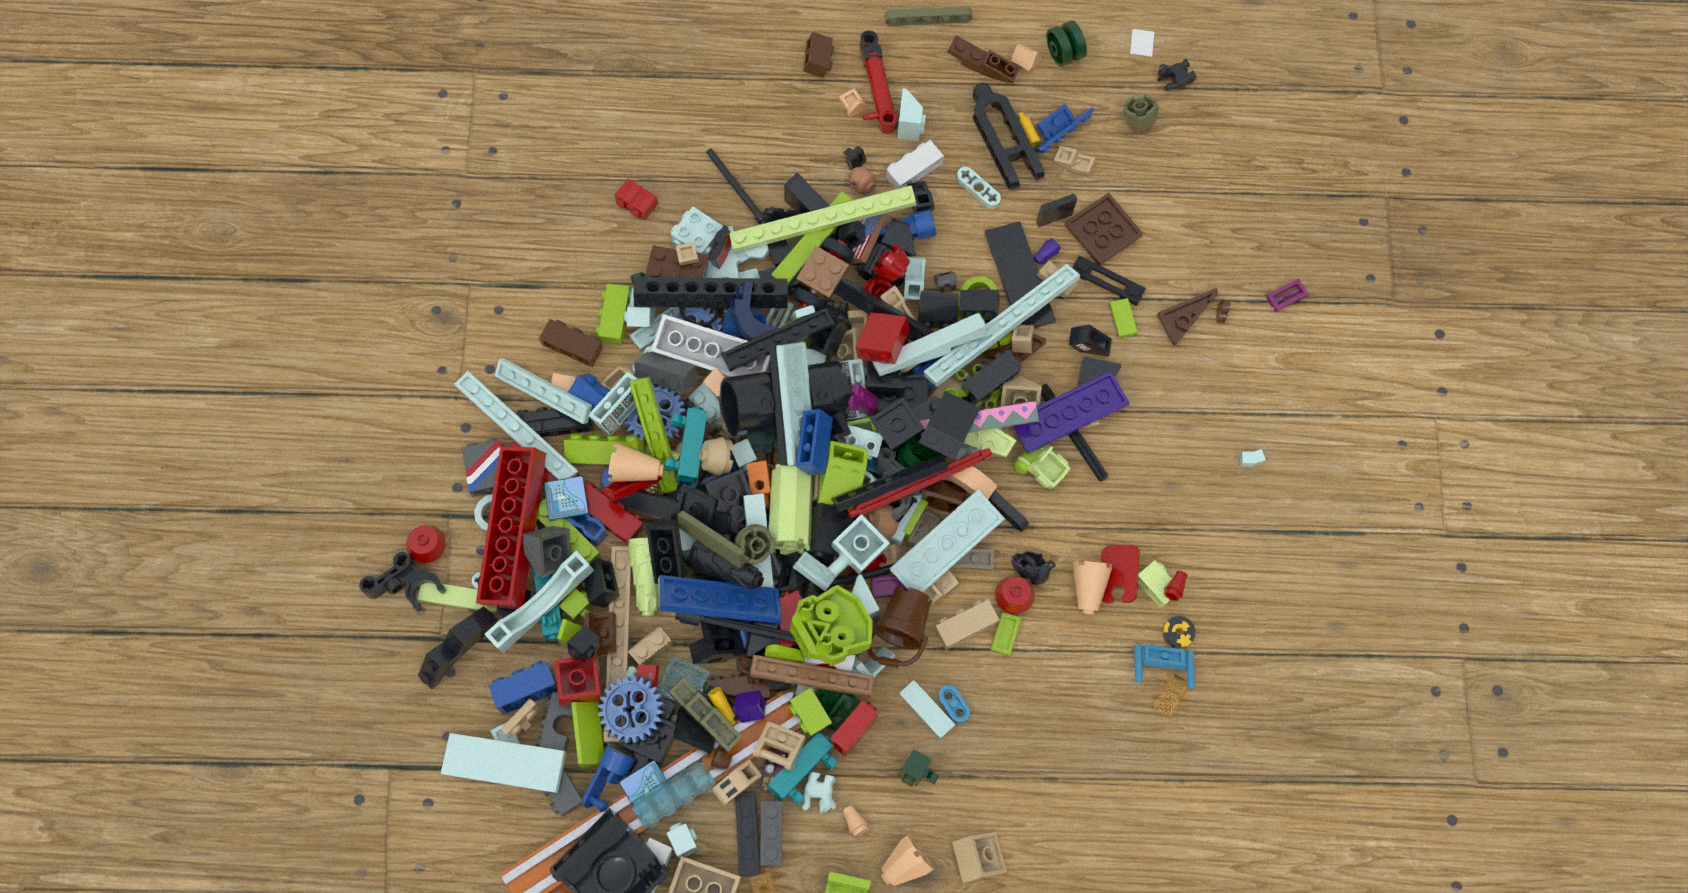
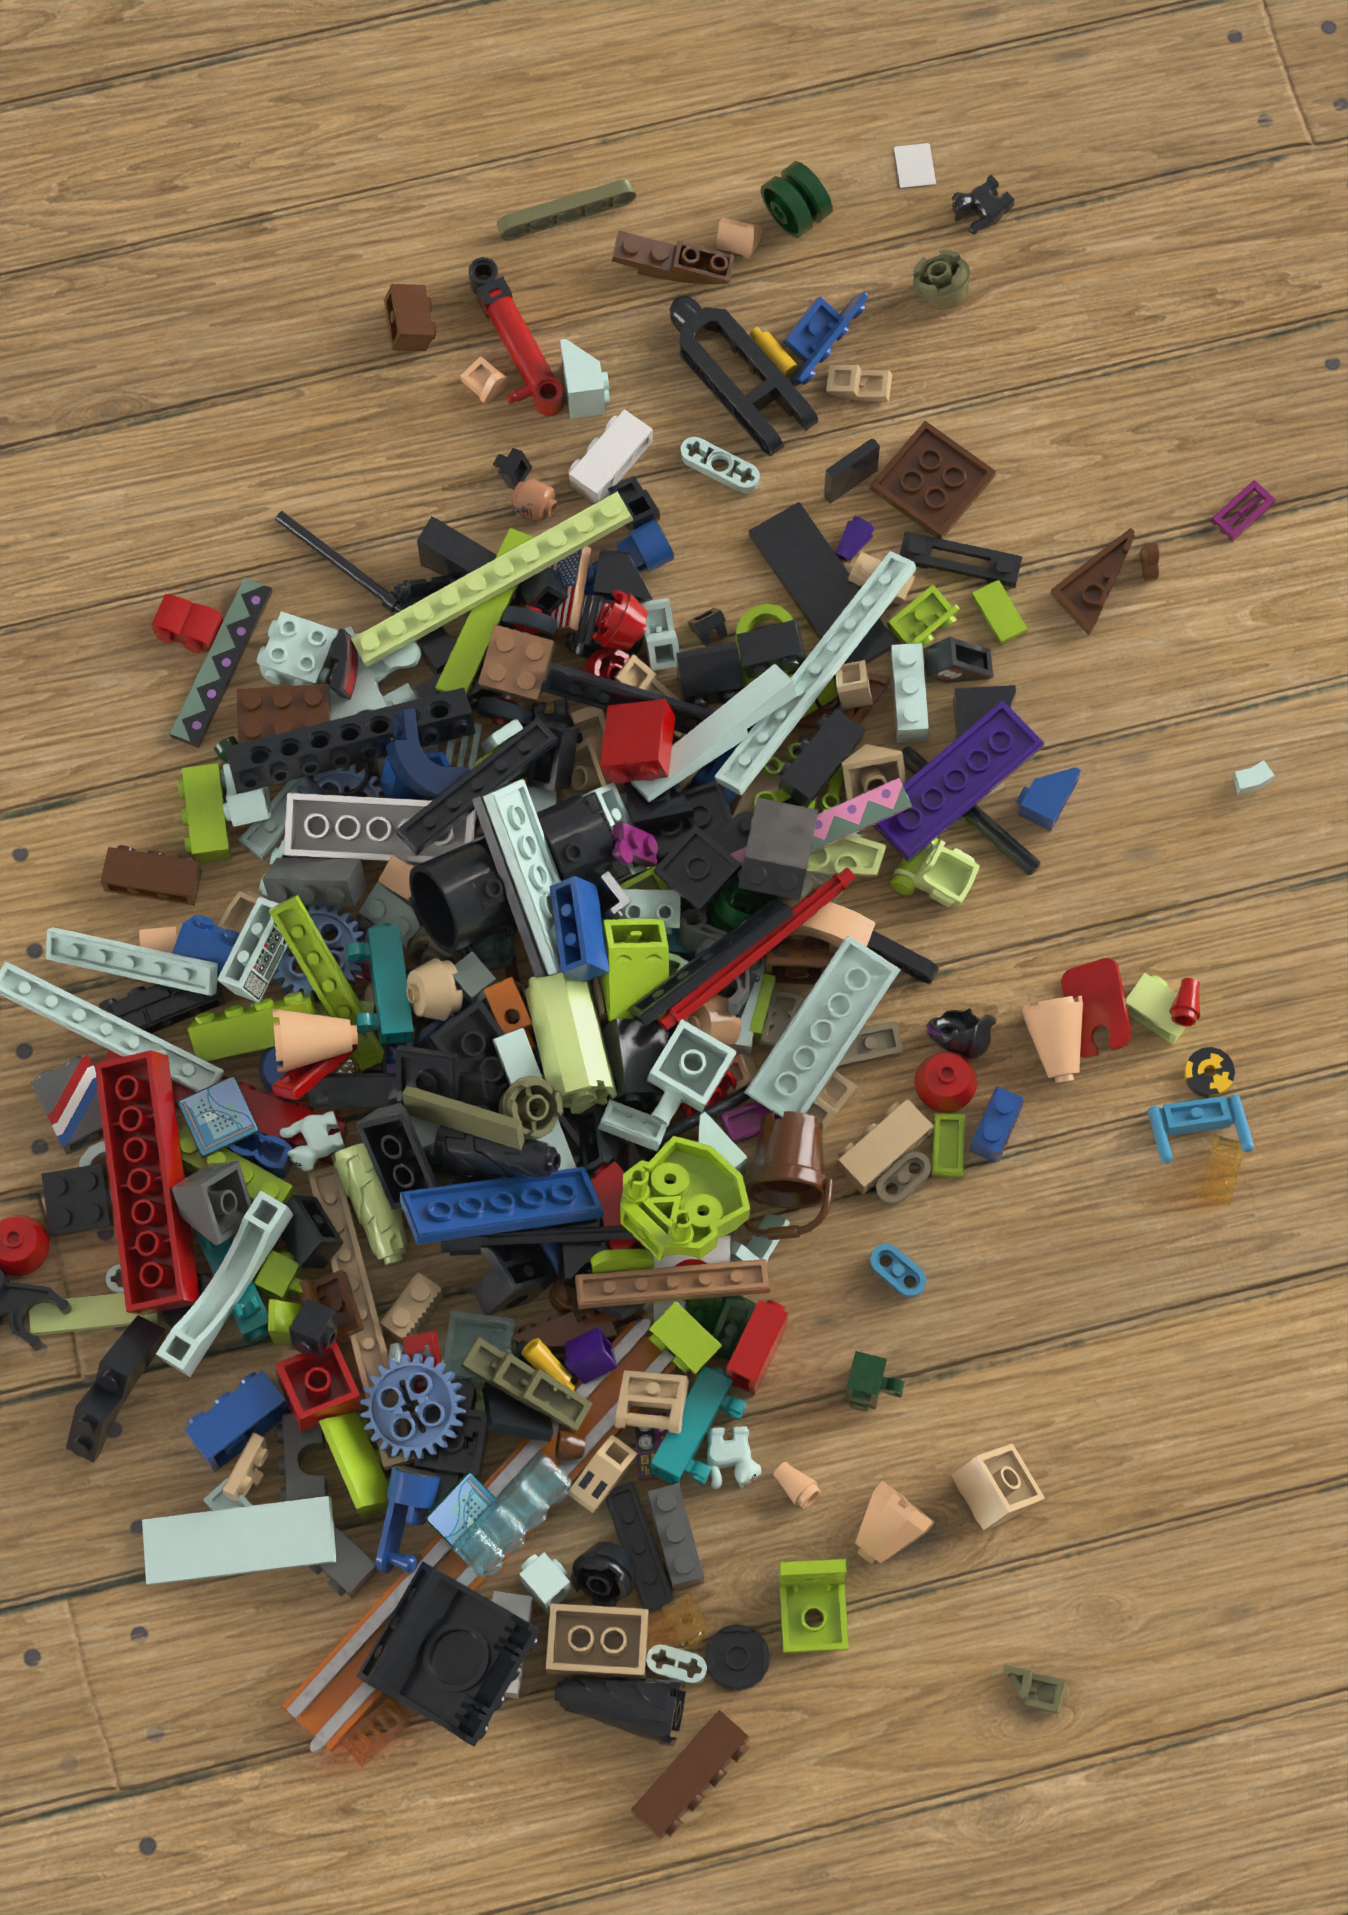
camera: 10 degrees left, 0 degrees up
(468, 525) = (77, 1199): none -> black plate
(622, 527) = (319, 1142): none -> light aqua animal
(649, 228) = (221, 662): none -> tile
(686, 253) = (294, 689): tan tile -> none
(720, 845) = (604, 1573): none -> black cone
(927, 709) = (859, 1290): light aqua tile -> none
(972, 648) = (902, 1179): none -> dark tan plate
(1039, 629) = (997, 1124): none -> blue brick
(1055, 352) = (909, 693): none -> light aqua brick
(1074, 309) = (923, 617): none -> lime bracket
(1123, 437) = (1047, 797): none -> blue slope

